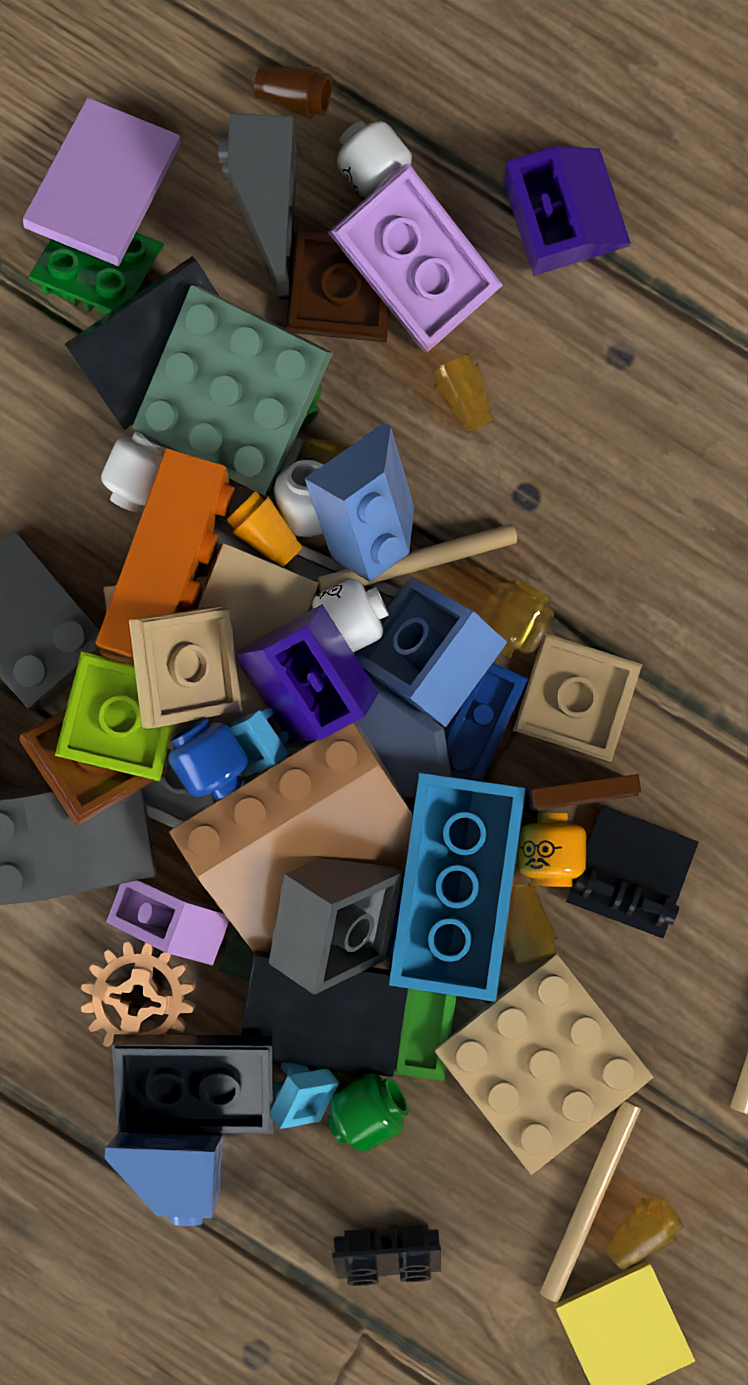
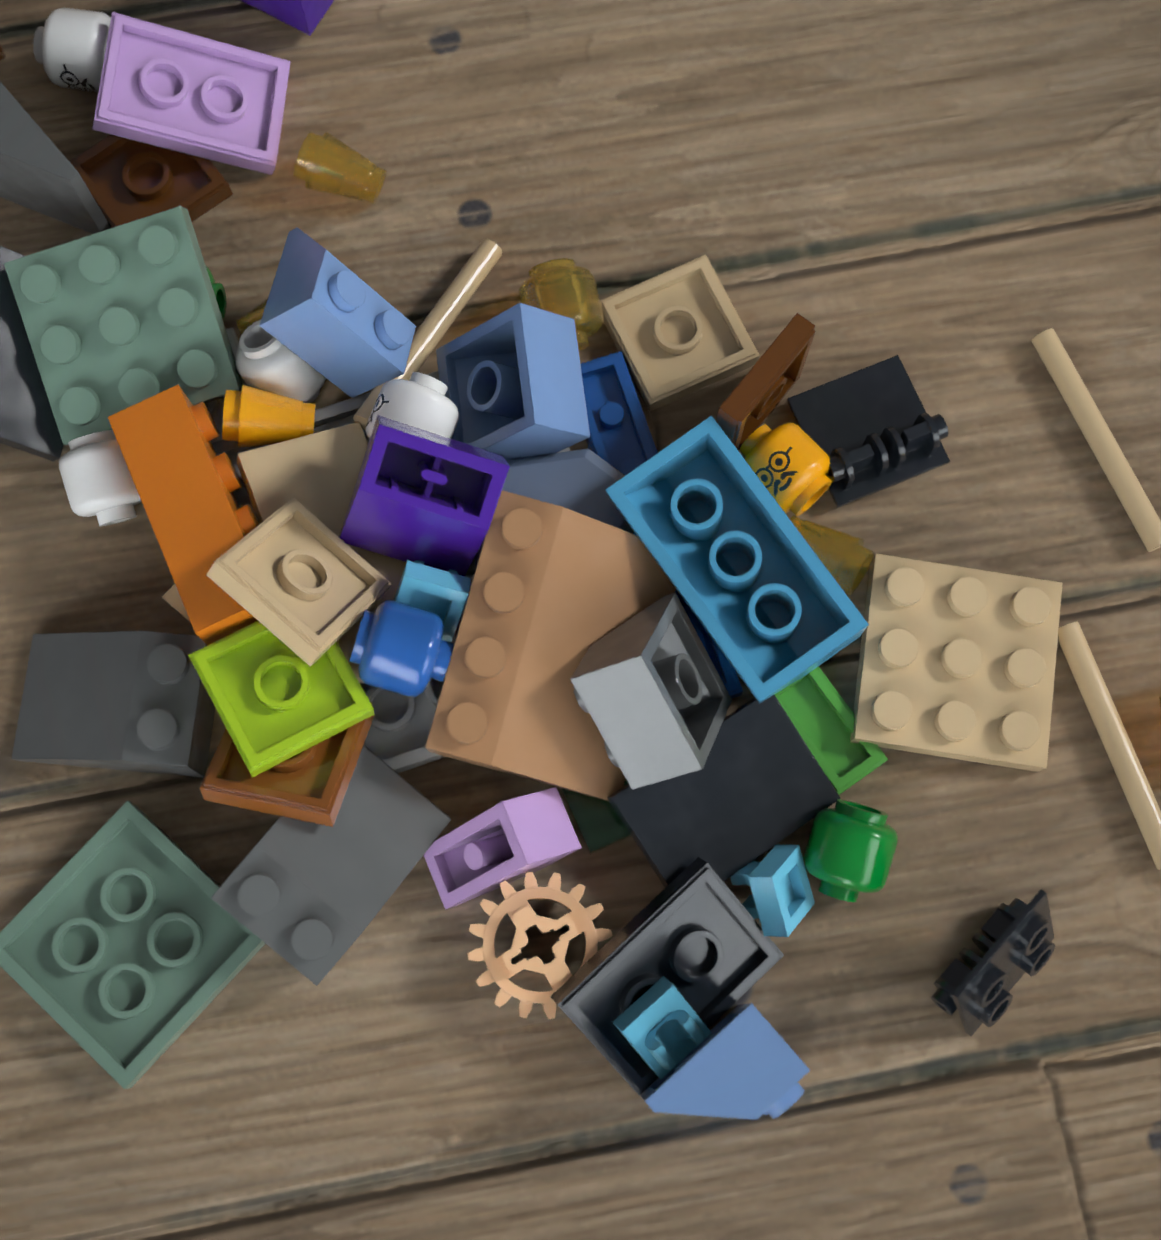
camera: 45 degrees left, 10 degrees down
(161, 1111) = (662, 1027): none -> medium azure tile

